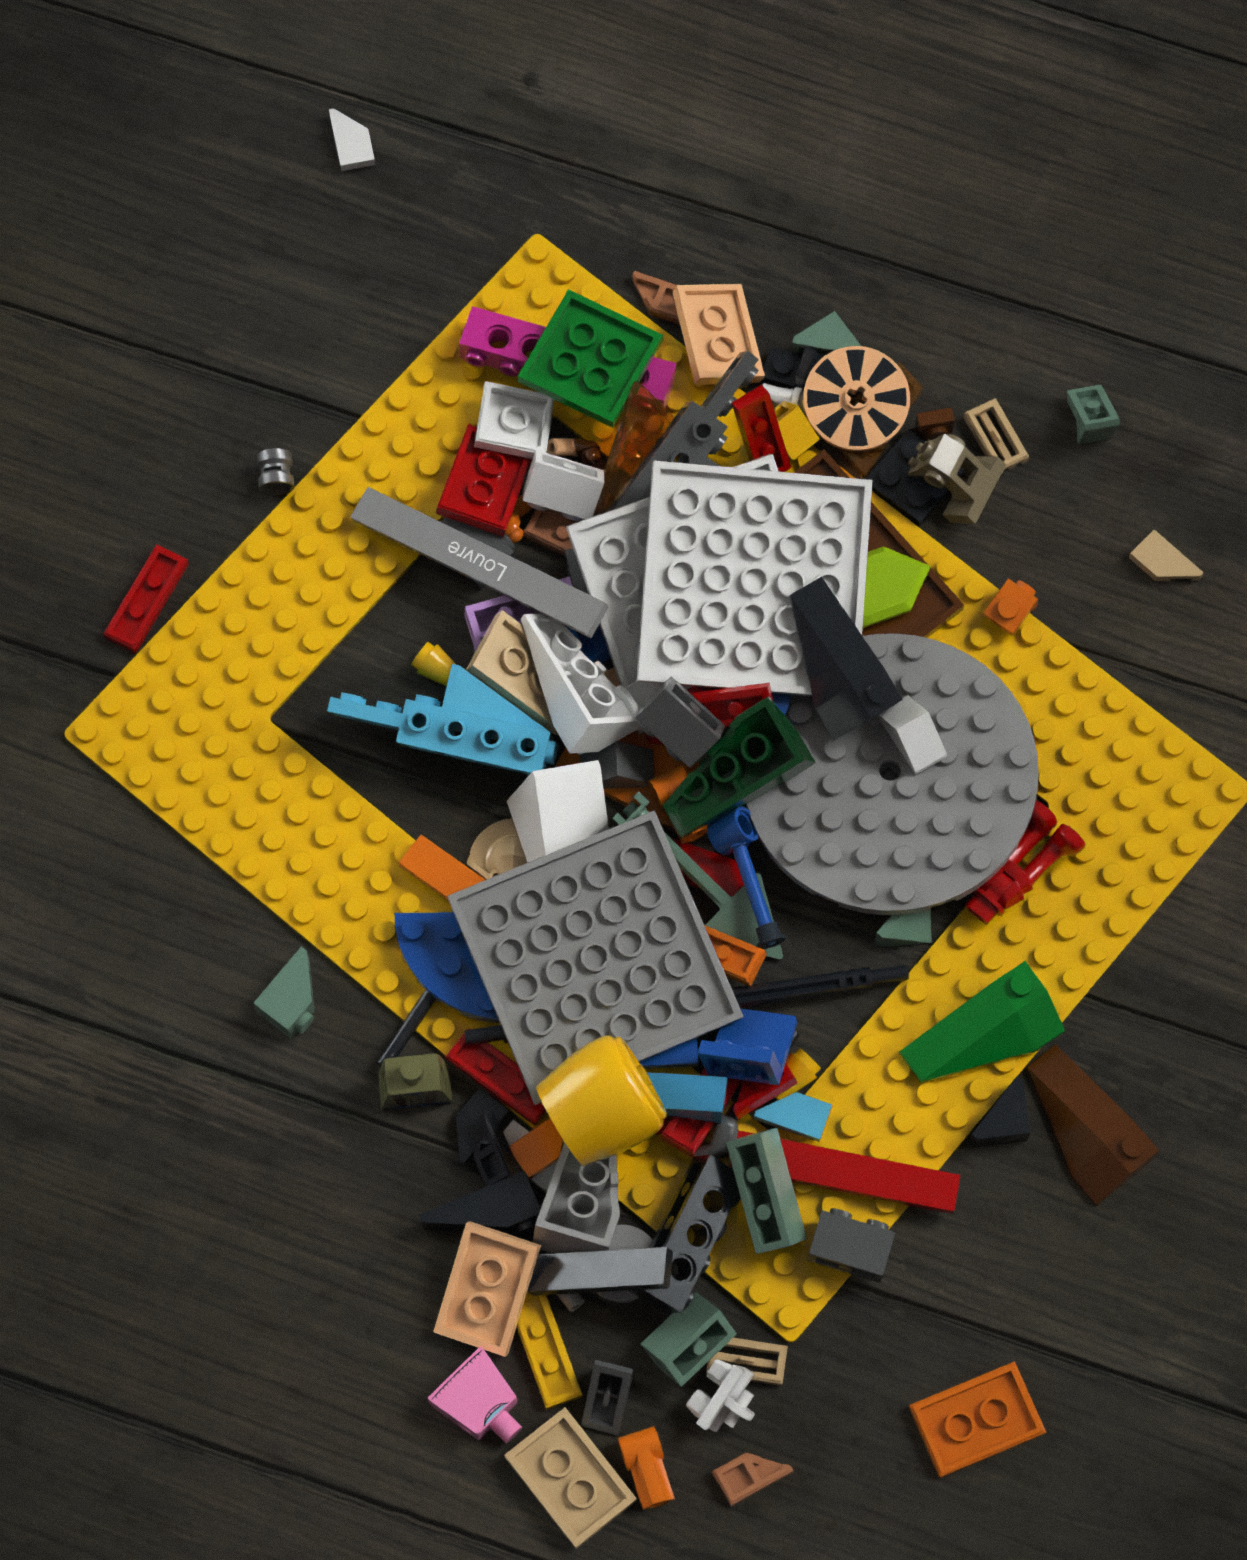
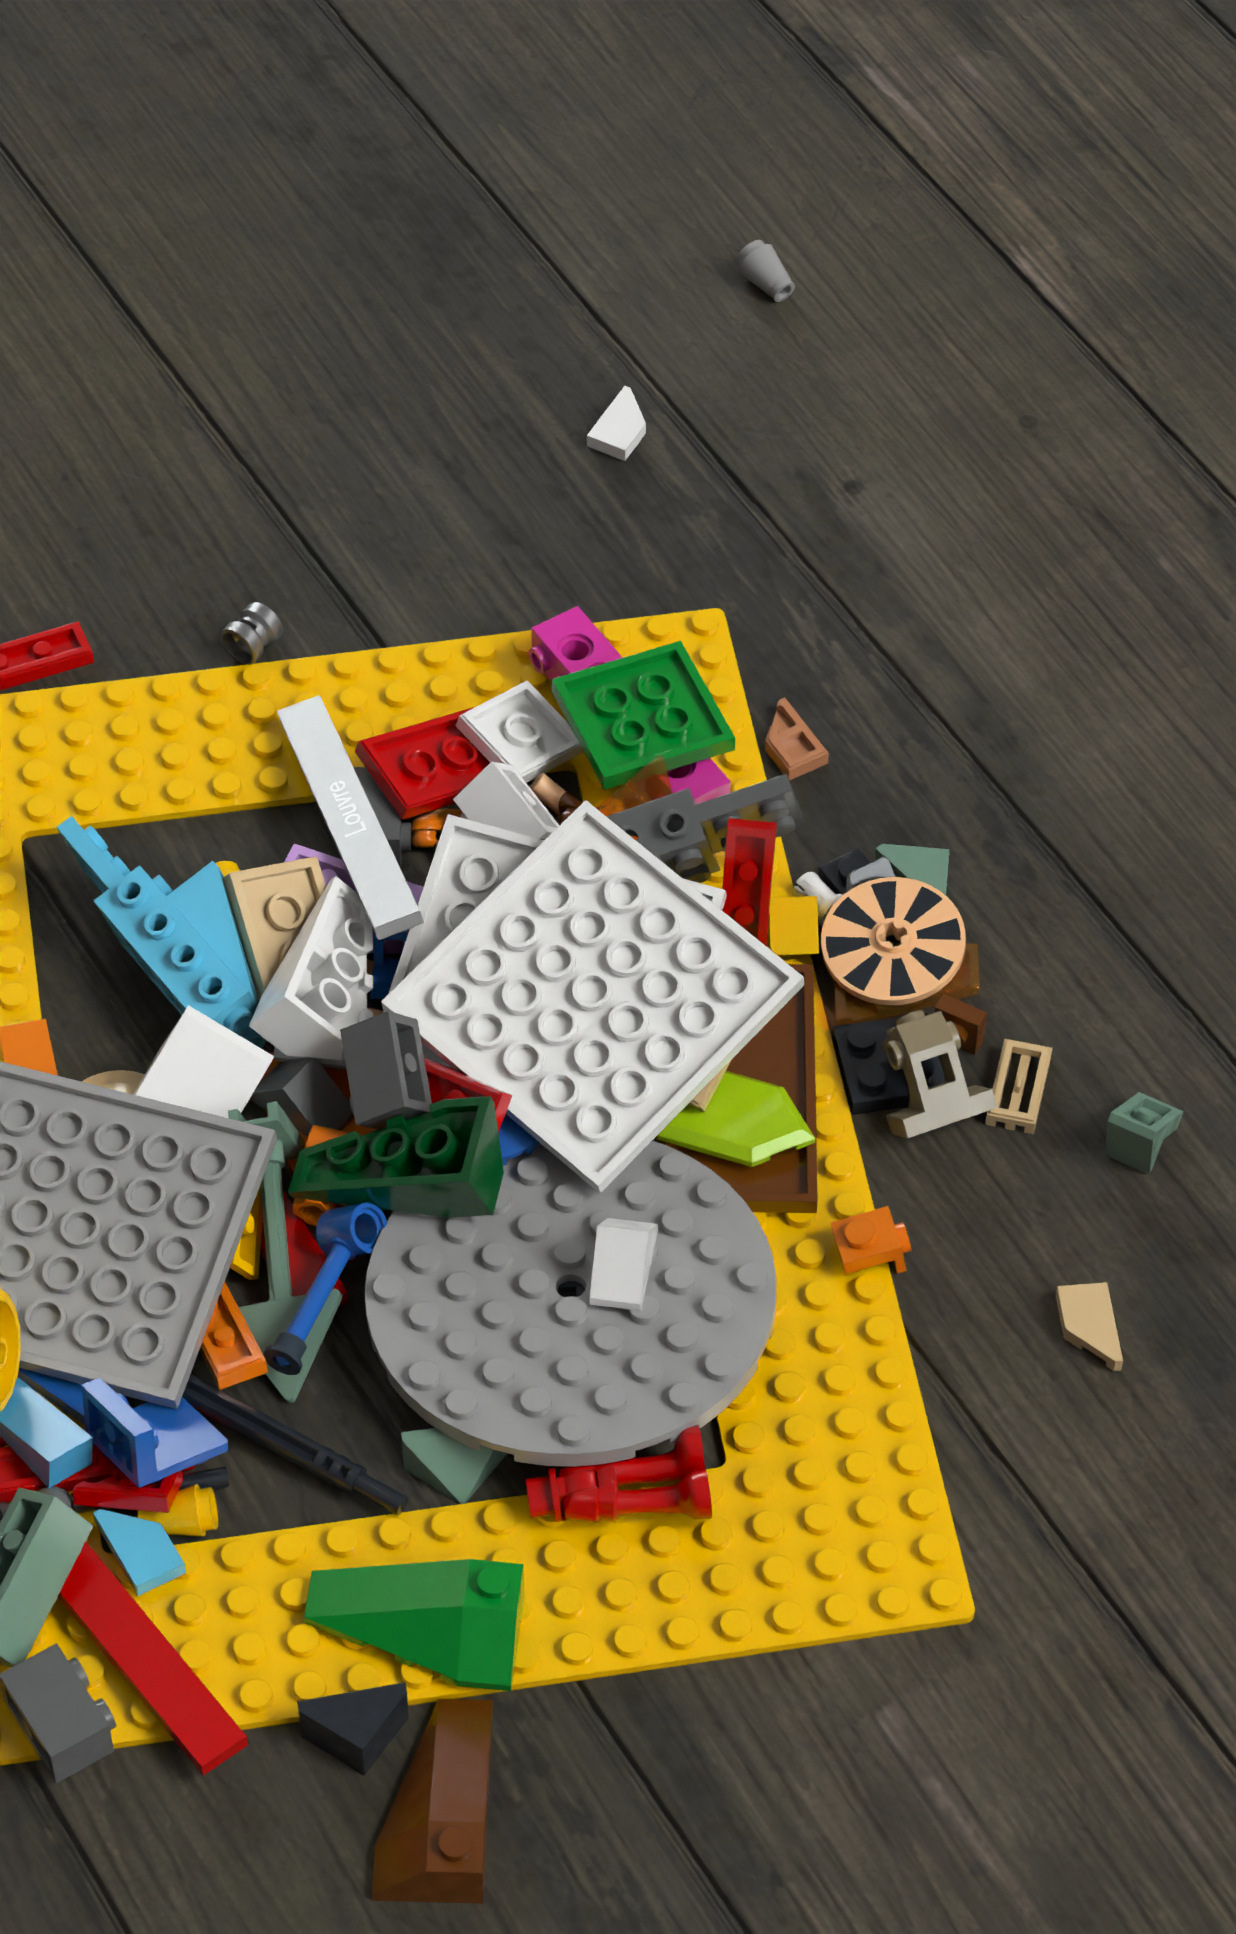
camera: 40 degrees right, 20 degrees down
(715, 329) = (829, 791): light nougat plate -> none
(841, 667) = (602, 1140): black wedge -> none

